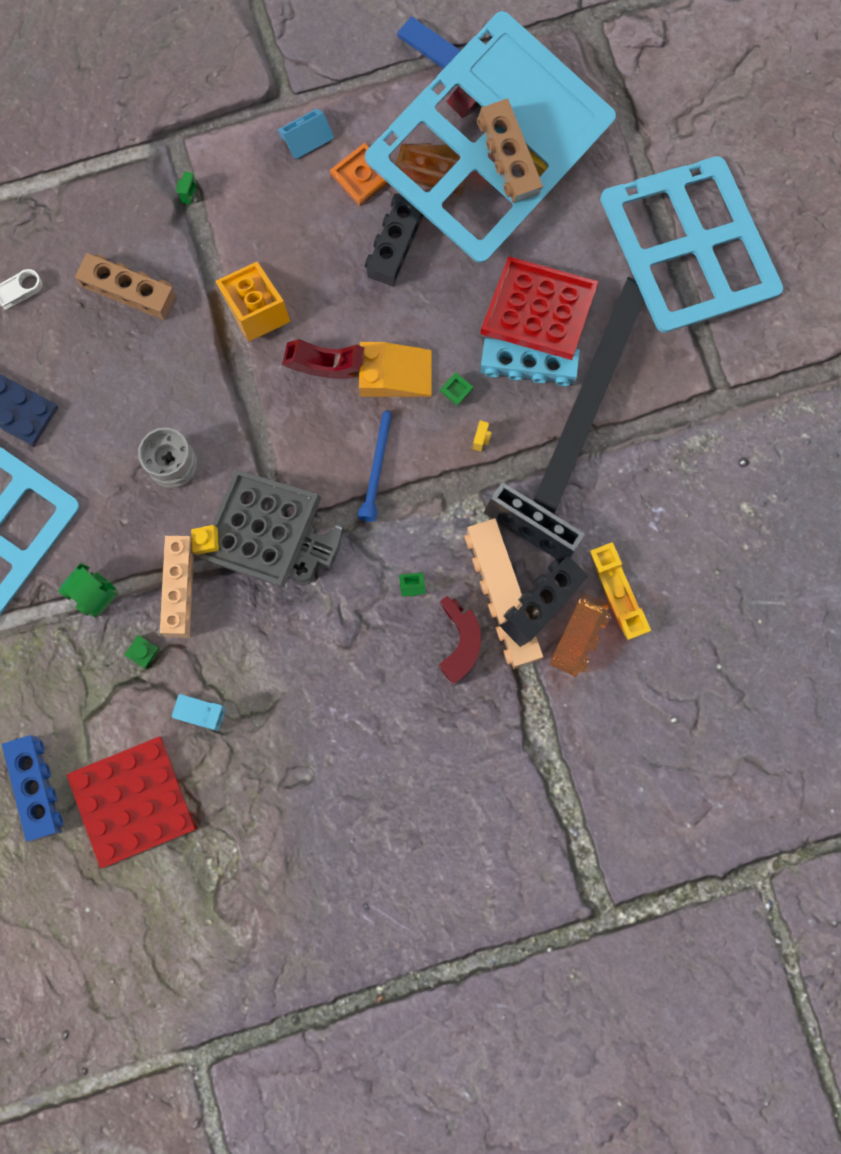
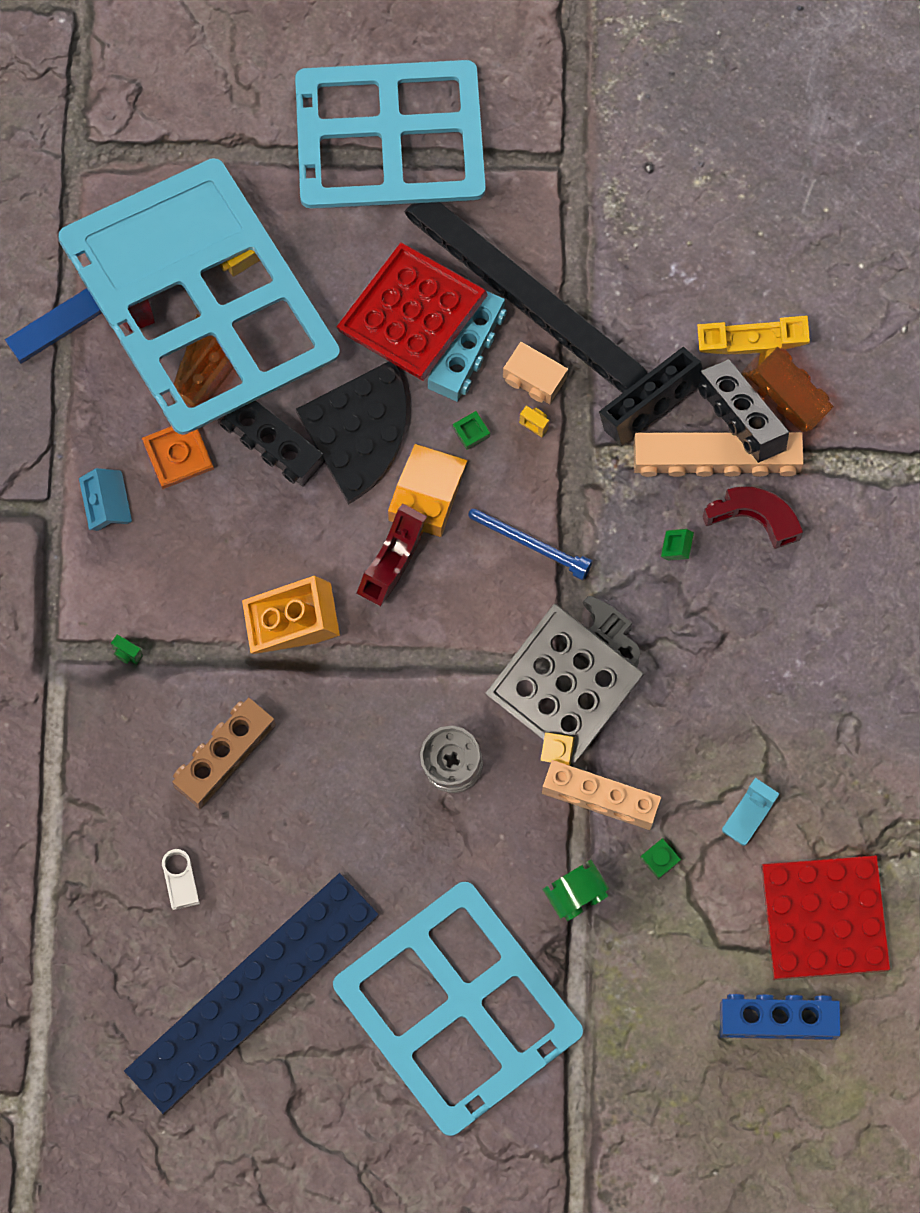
camera: 75 degrees left, 5 degrees down
(428, 303) = (359, 428): none -> black plate
(501, 115) = (240, 269): medium nougat brick -> none
(522, 424) = (534, 373): none -> light nougat brick

